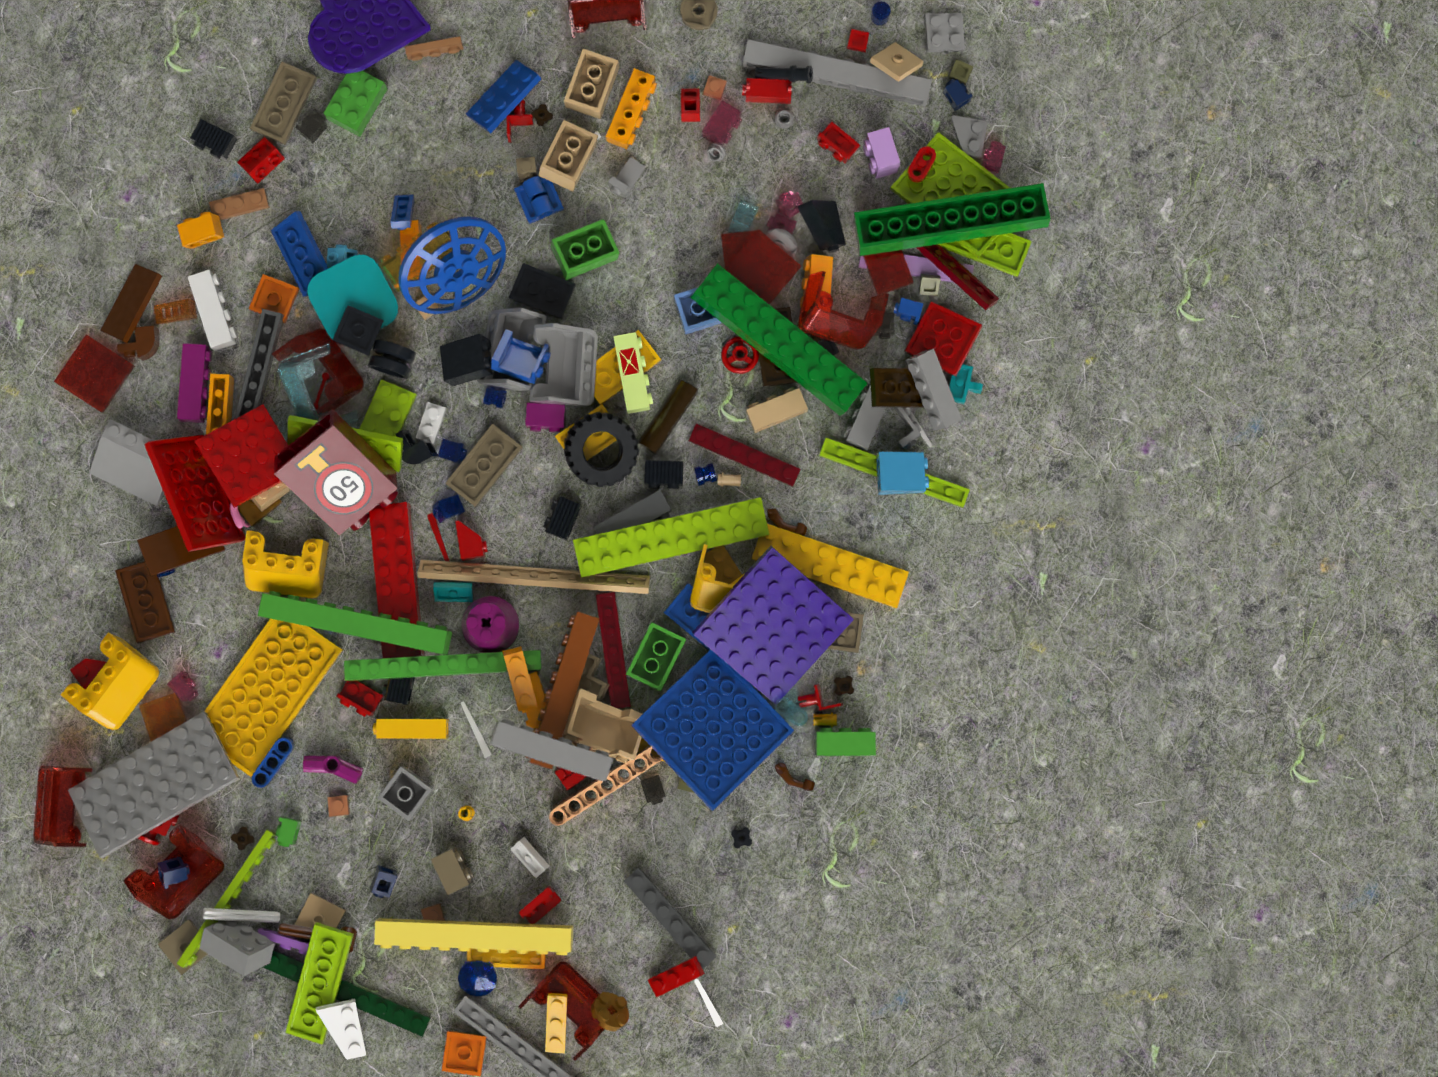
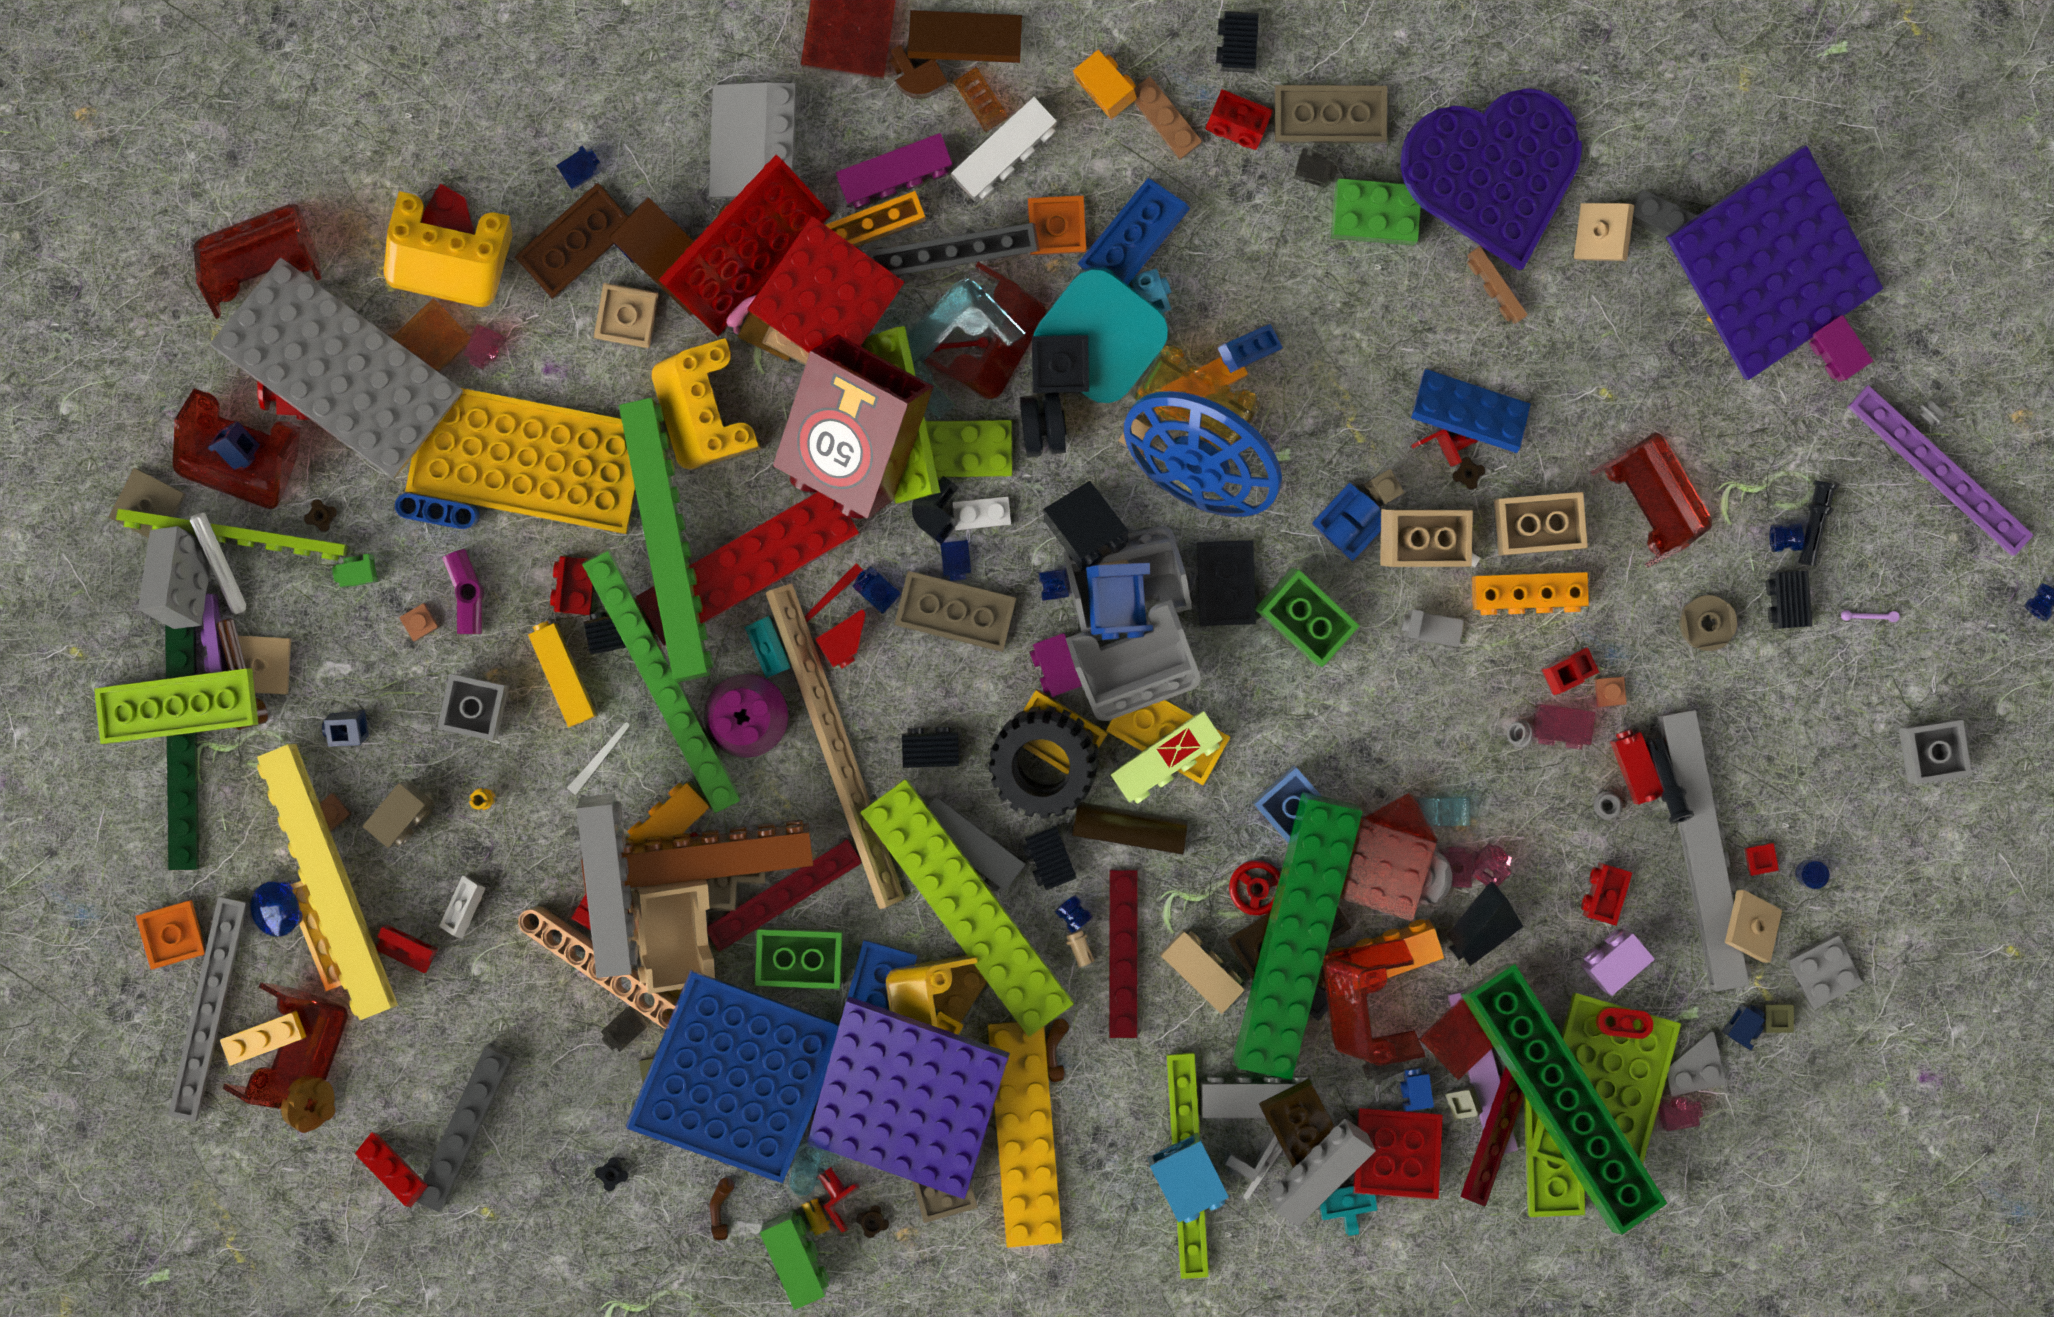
camera: 65 degrees right, 5 degrees up
(100, 578) = (579, 167): none -> clear blue bracket
(206, 589) = (626, 315): none -> tan plate
(344, 1026) = (135, 763): white wing -> none
(519, 678) = (687, 793): light orange brick -> none
(712, 1010) = (362, 1243): white sticker -> none

